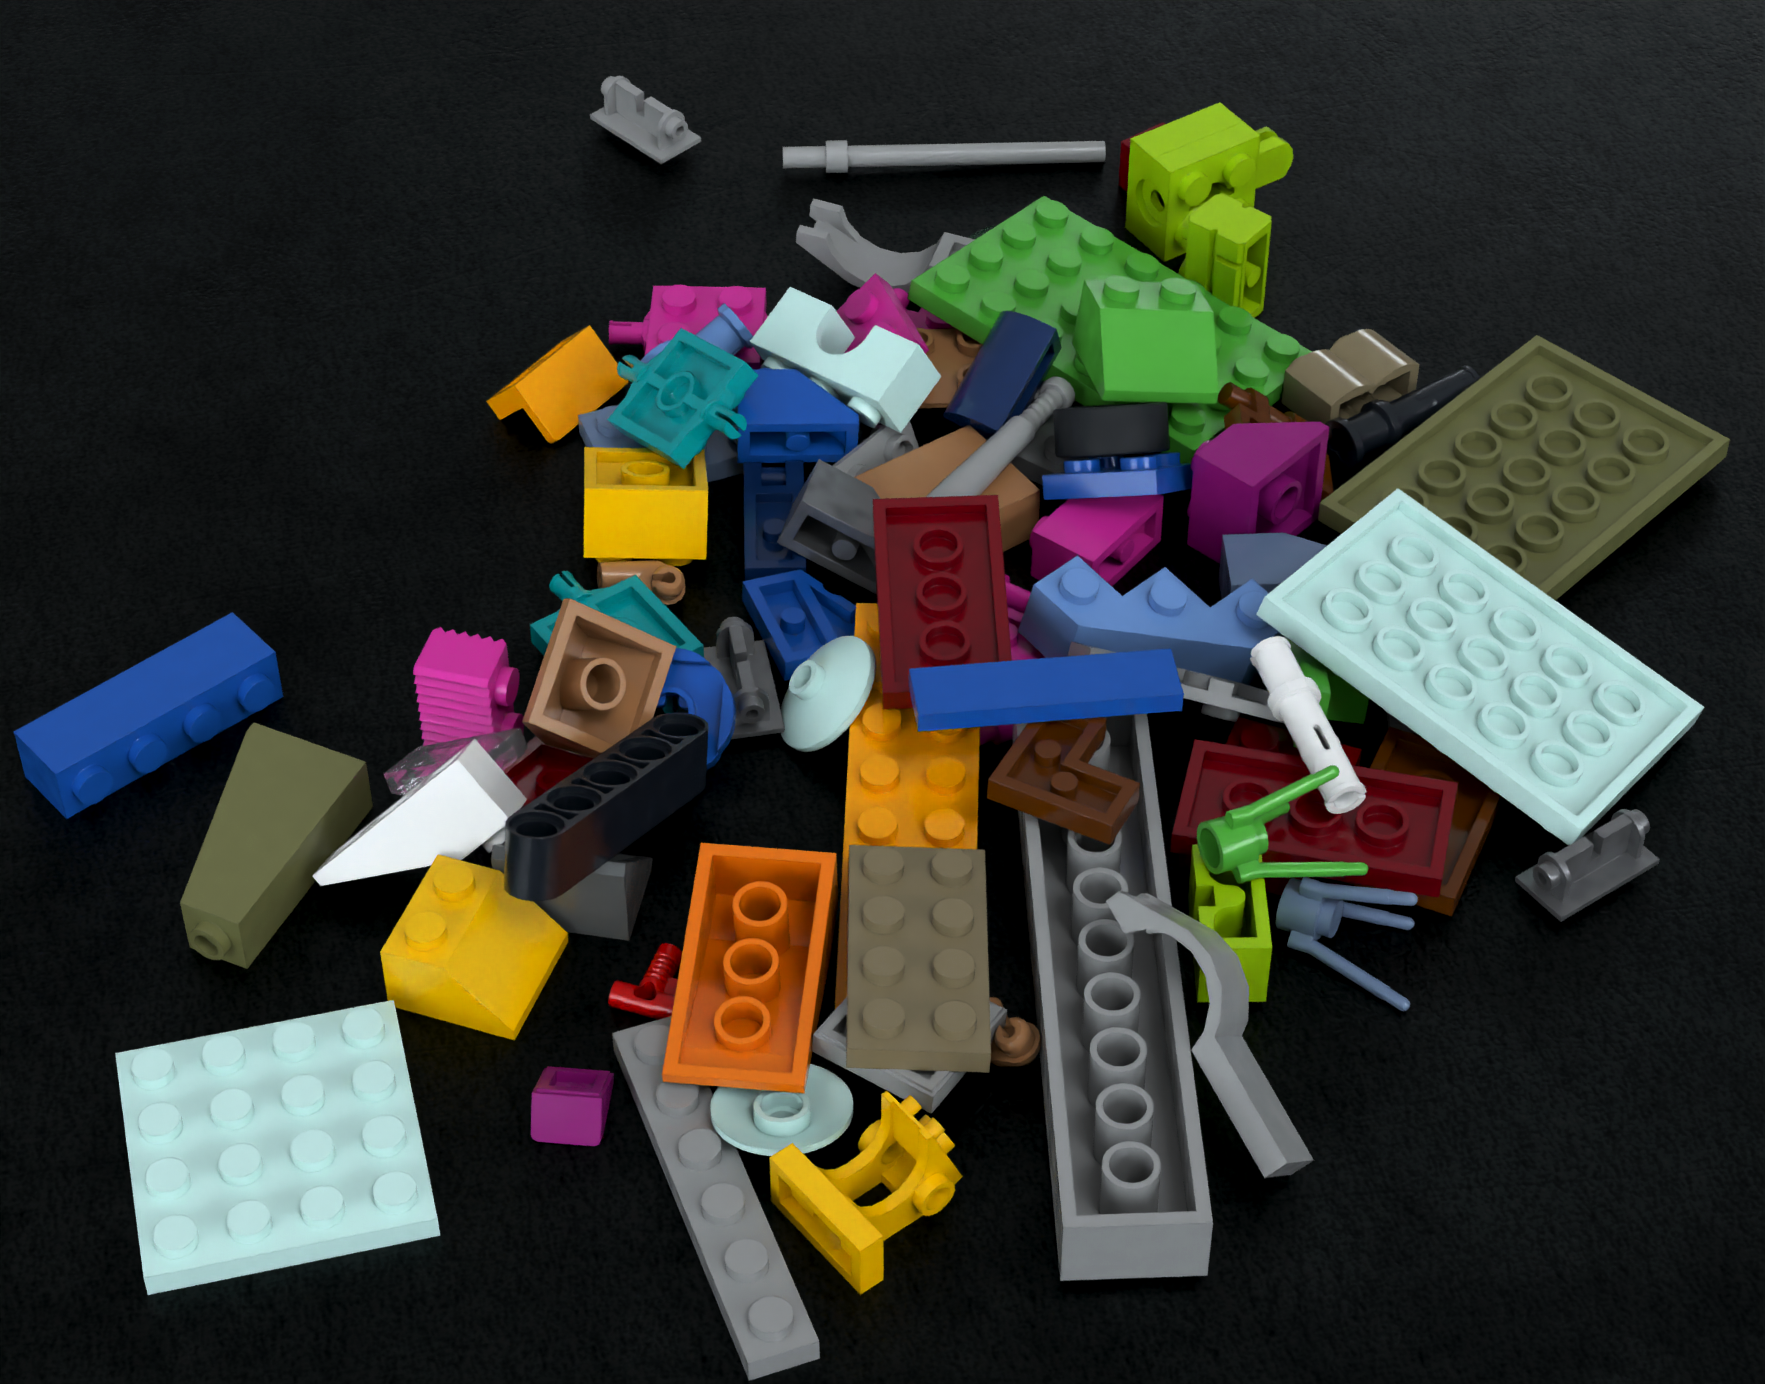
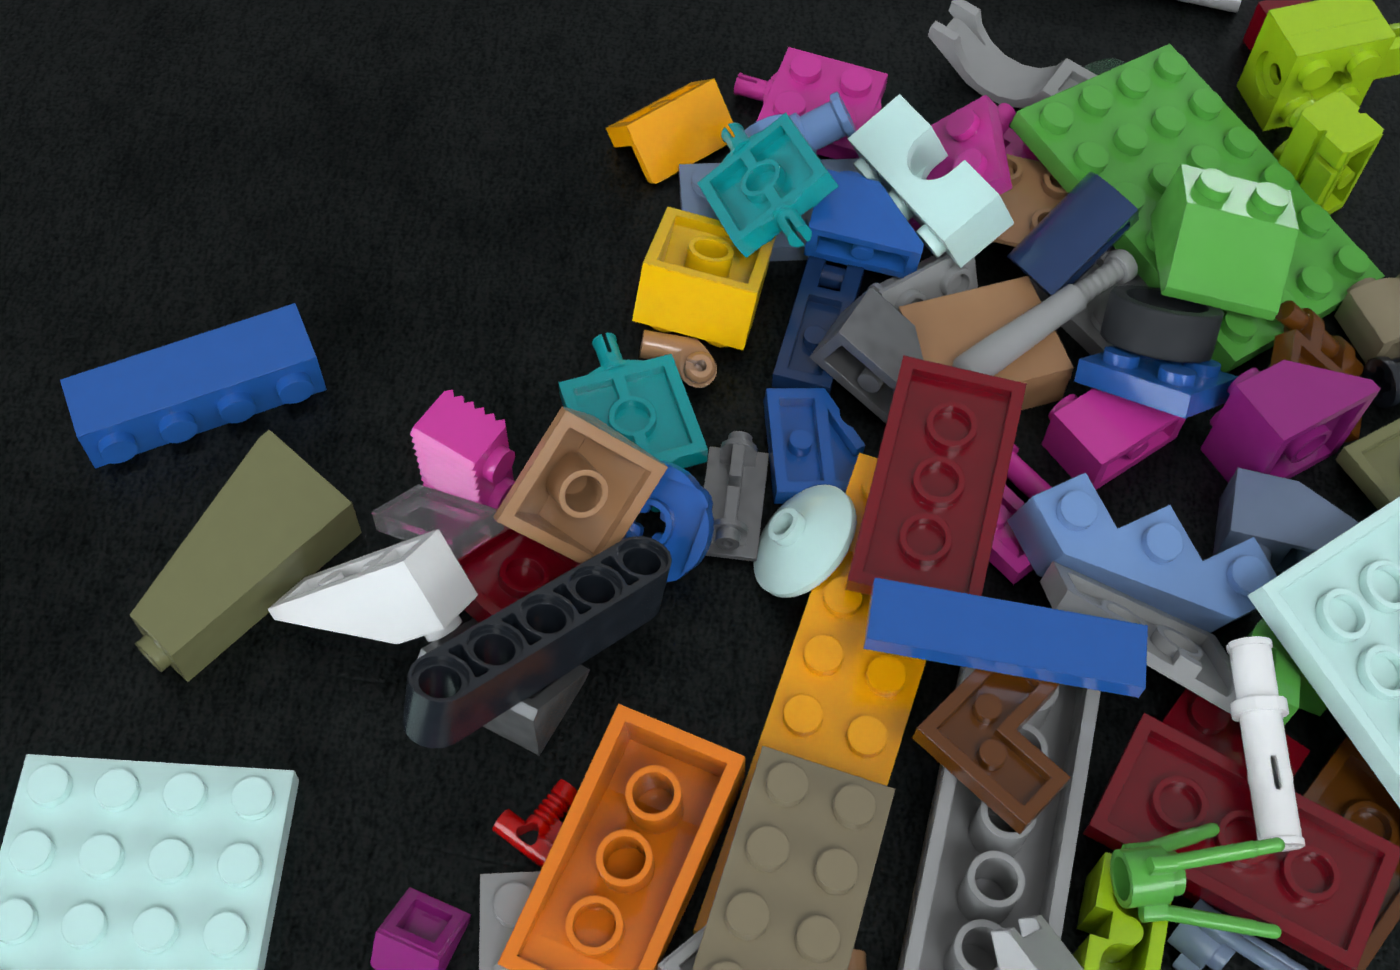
camera: 15 degrees right, 15 degrees up
(470, 950) = (358, 743): yellow slope -> none

